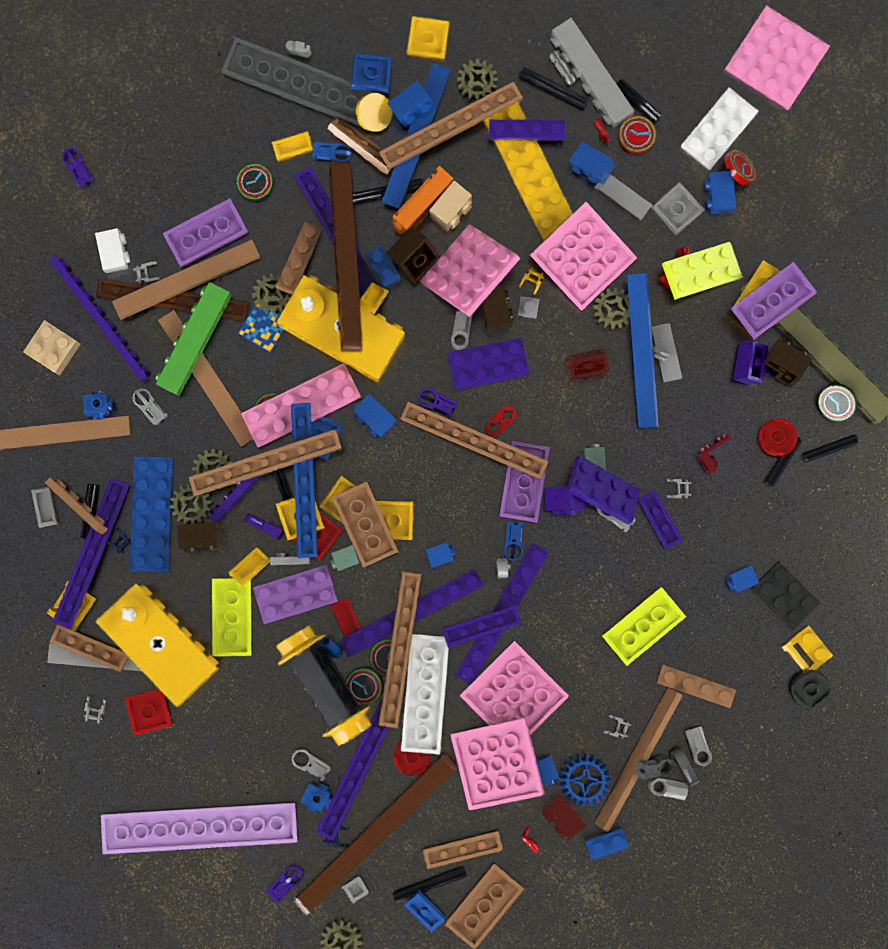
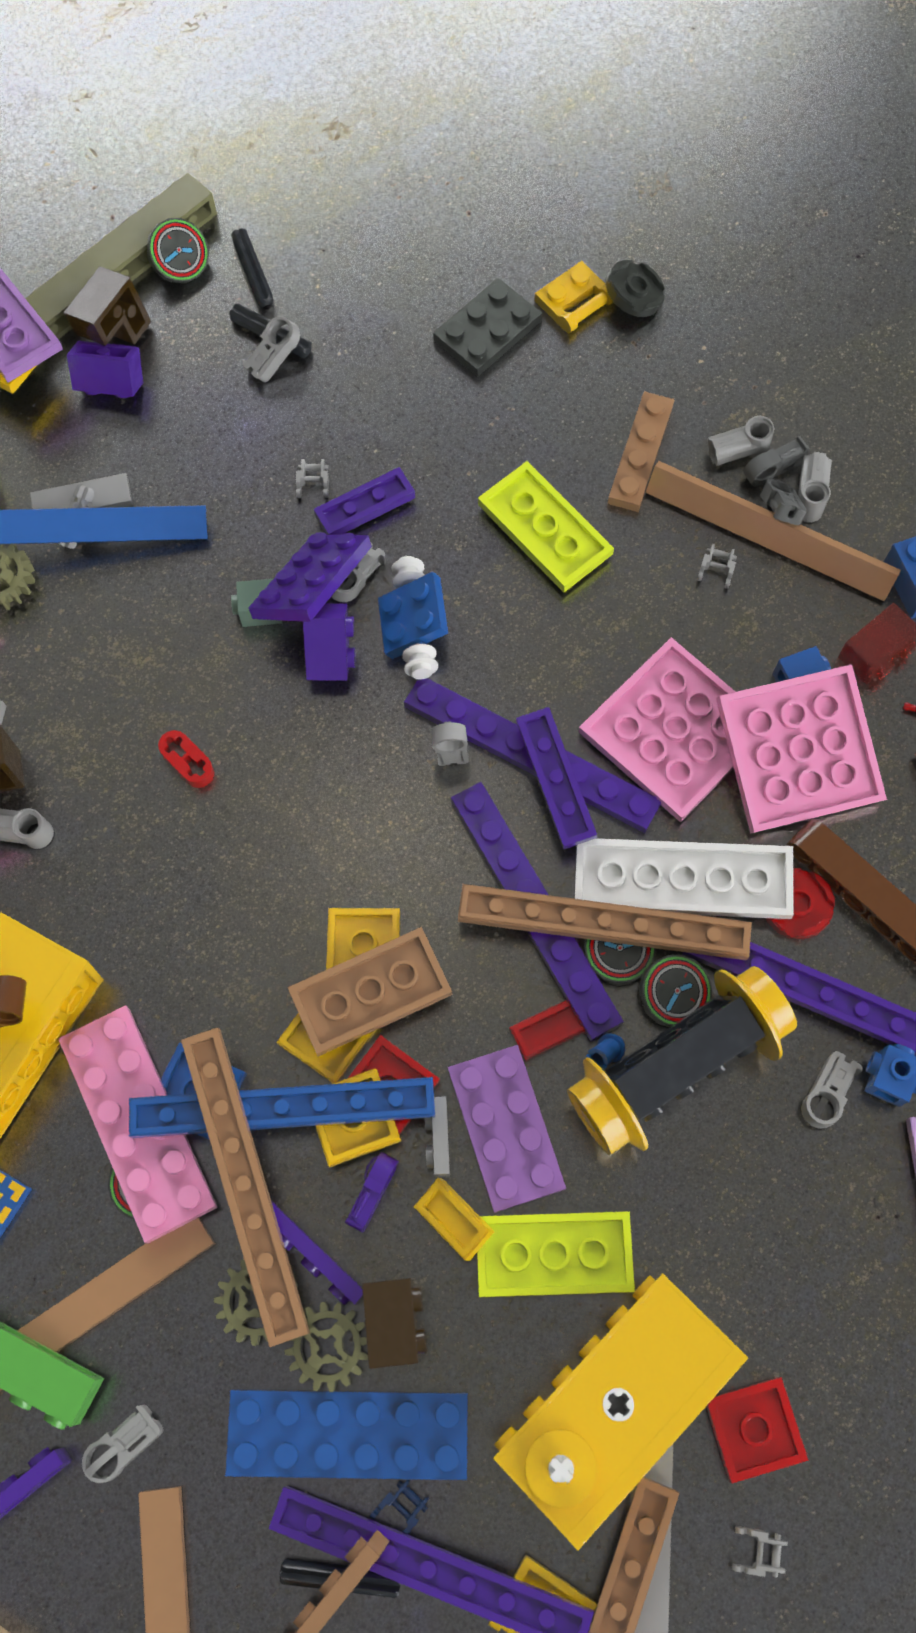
camera: 90 degrees left, 15 degrees down
(90, 405) = (110, 1564): blue brick -> none
(283, 484) = (291, 1156): black axle -> none
(344, 558) = (435, 1030): sand green brick -> none
(375, 416) = (165, 979): blue brick -> none
(440, 554) = (427, 857): blue brick -> none
(441, 403) = (147, 863): dark purple piece -> none
(474, 440) = (216, 800): medium nougat plate -> none
(488, 364) = (81, 783): dark purple plate -> none
(513, 538) = (397, 735): blue piece -> none
(522, 491) = (295, 716): medium lavender plate -> none
(583, 548) = (413, 617): none -> blue plate
(584, 797) = (826, 598): blue gear -> none
(588, 363) = (89, 611): clear red brick -> none
(710, 462) = (261, 437): dark red bracket -> none
(742, 579) = (462, 381): blue brick -> none
(764, 461) = (268, 354): none -> light grey piece
(778, 437) = (230, 334): red tile -> none

